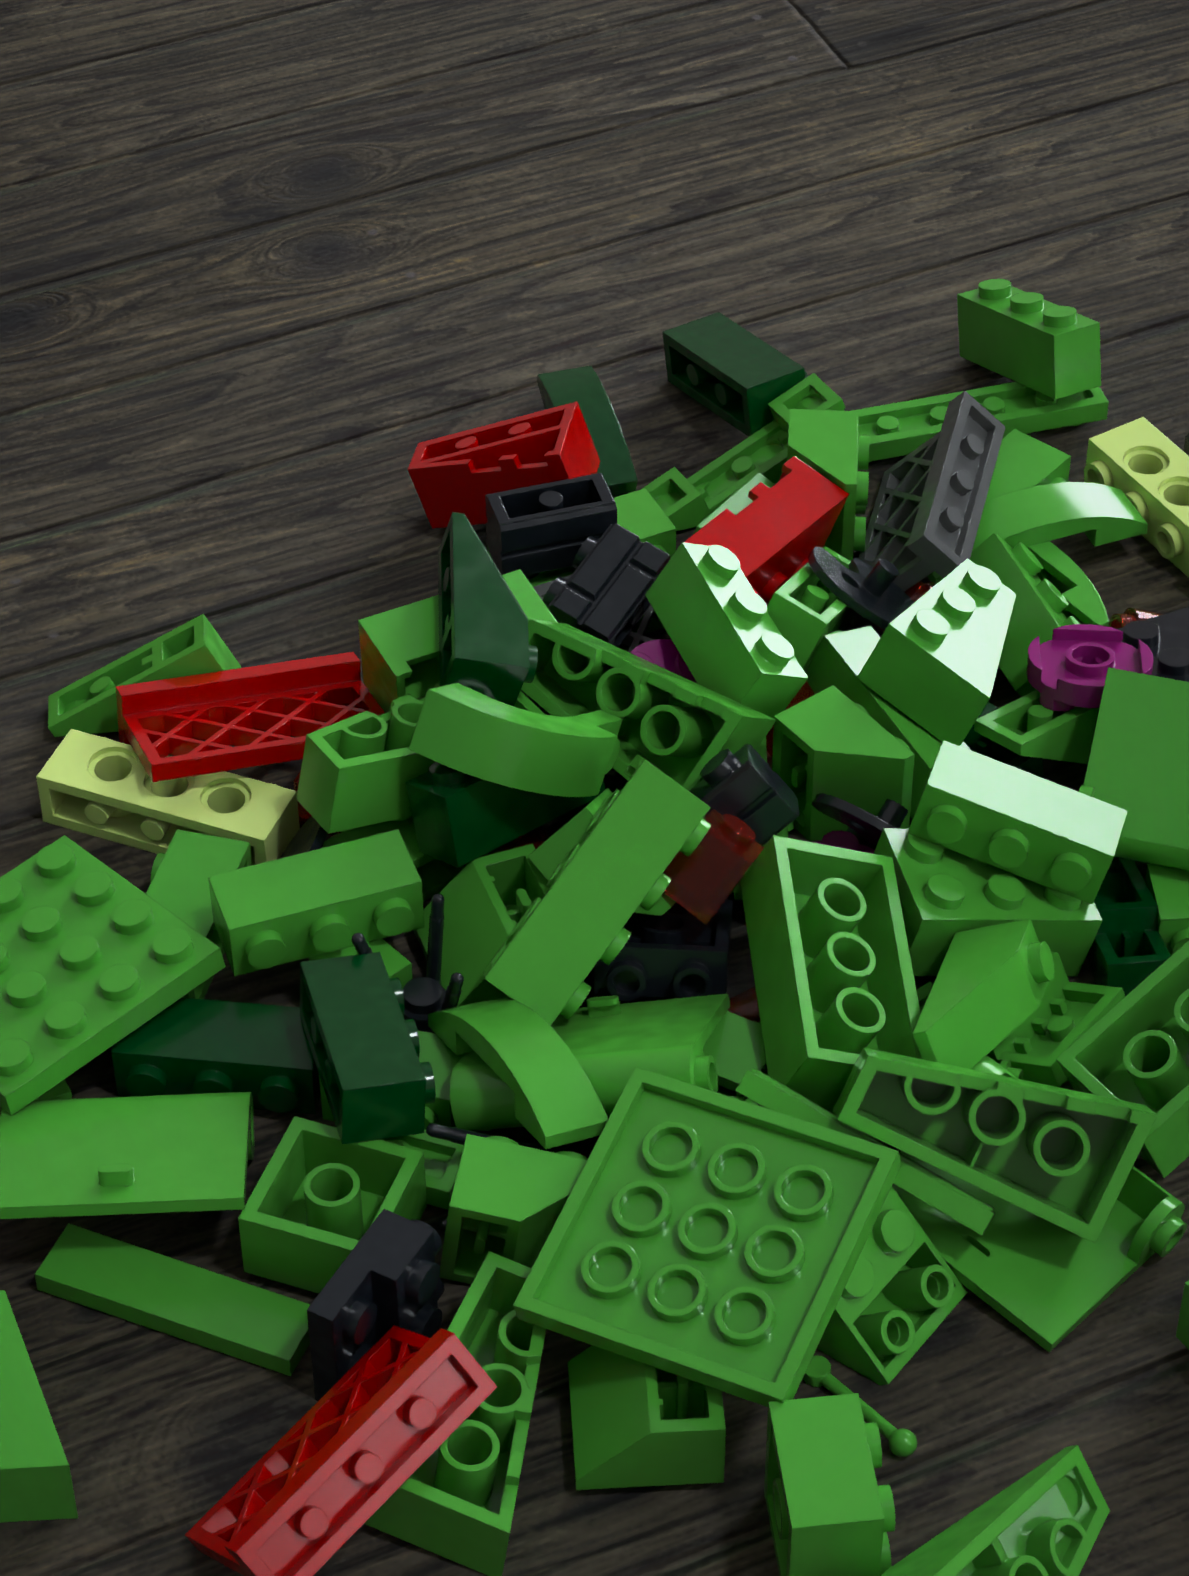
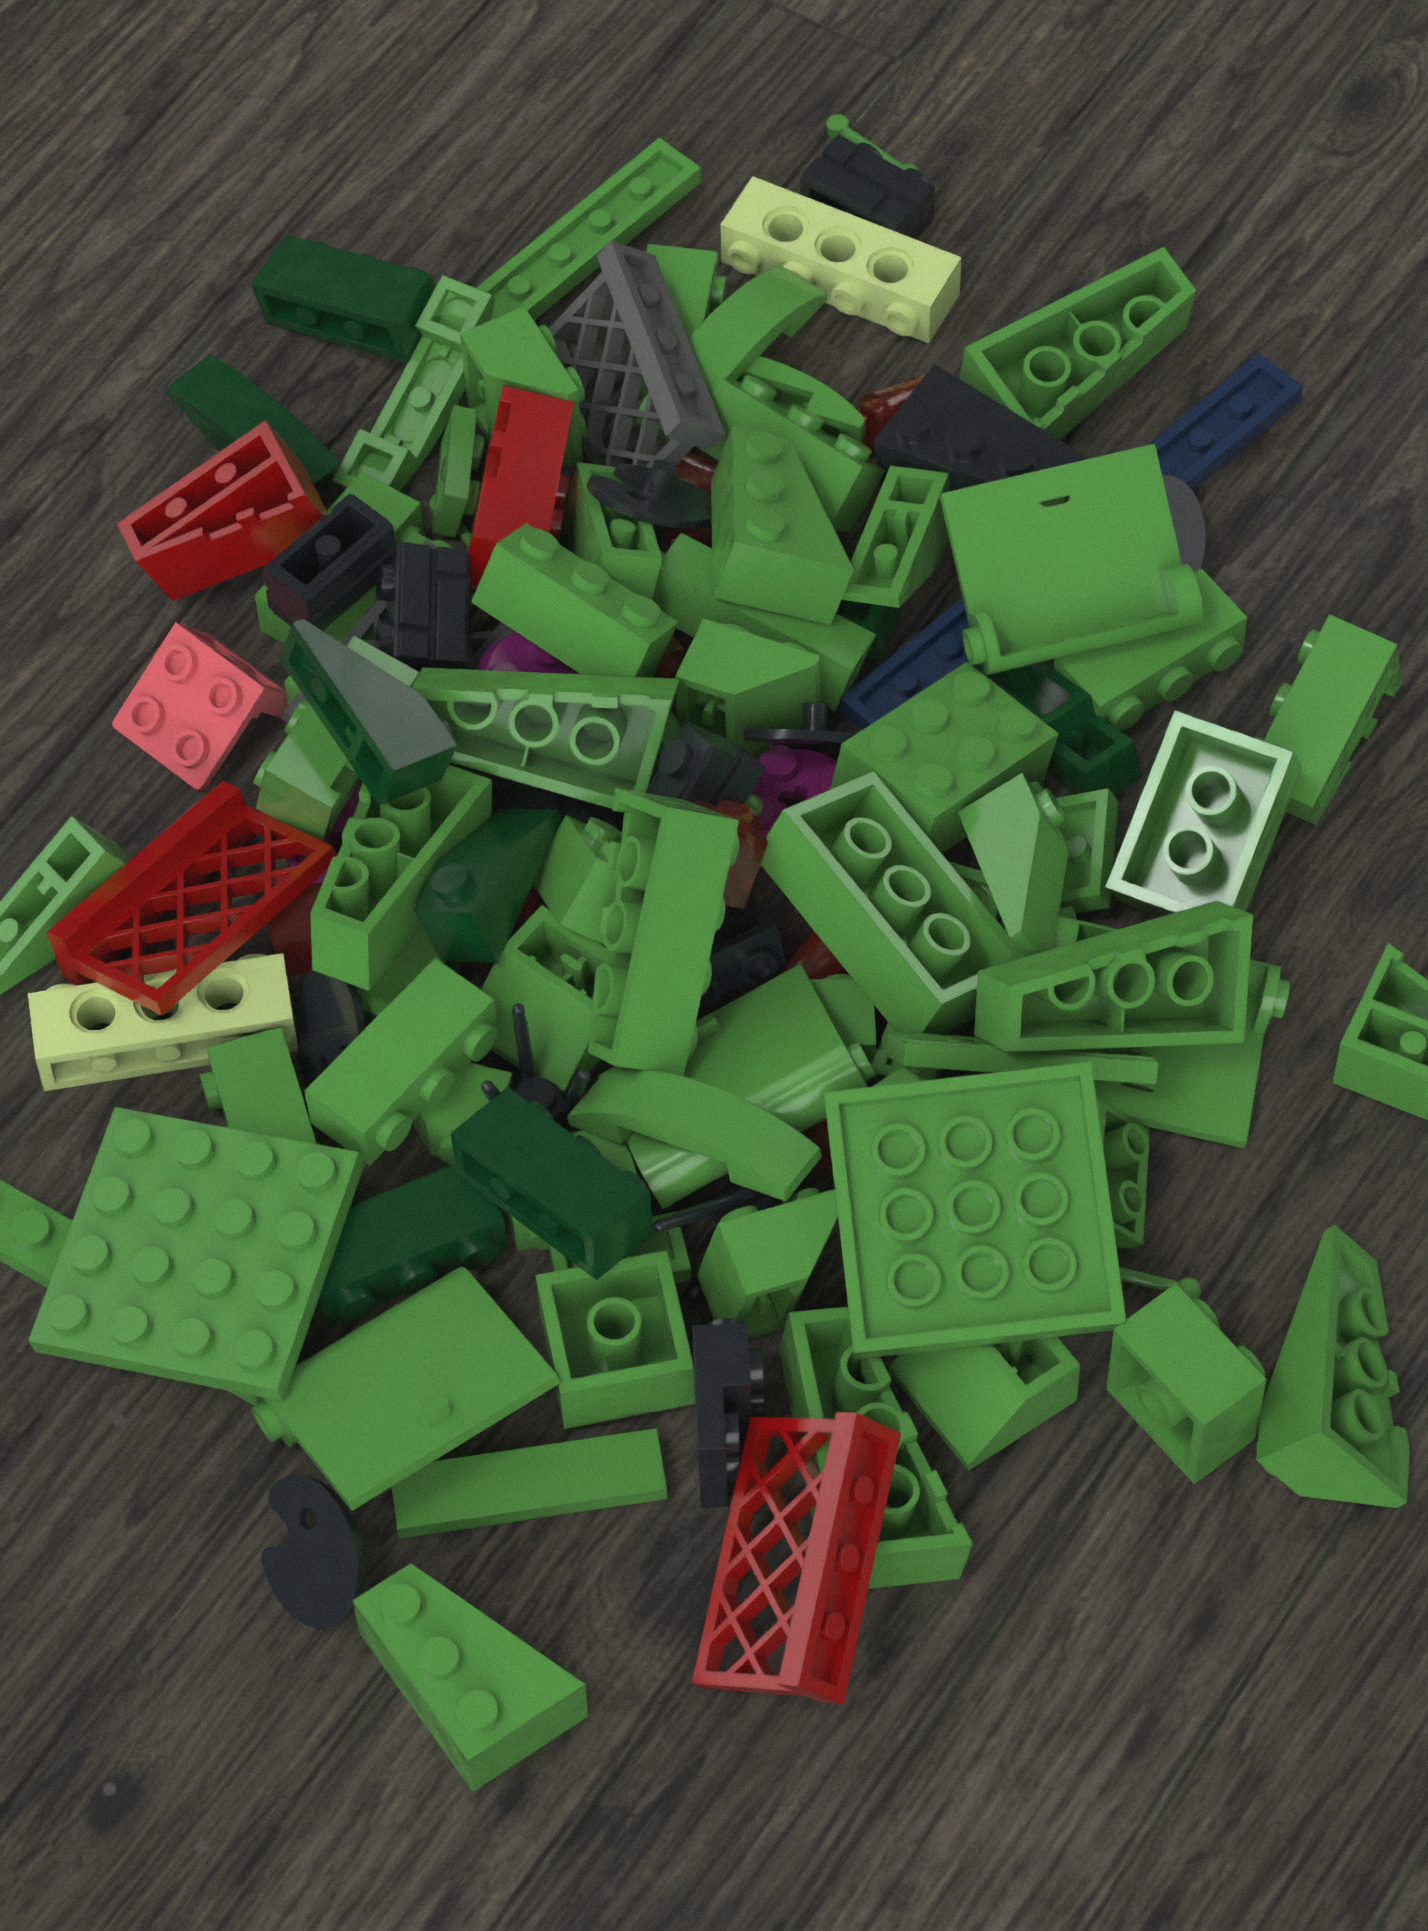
camera: 30 degrees left, 15 degrees up
(382, 579) = (196, 704): none -> coral bracket
(515, 744) = (498, 832): bright green arch -> none
(1018, 822) = (953, 683): bright green brick -> none
(1029, 339) = (596, 135): bright green brick -> none
(1076, 661) = (899, 514): magenta plate -> none

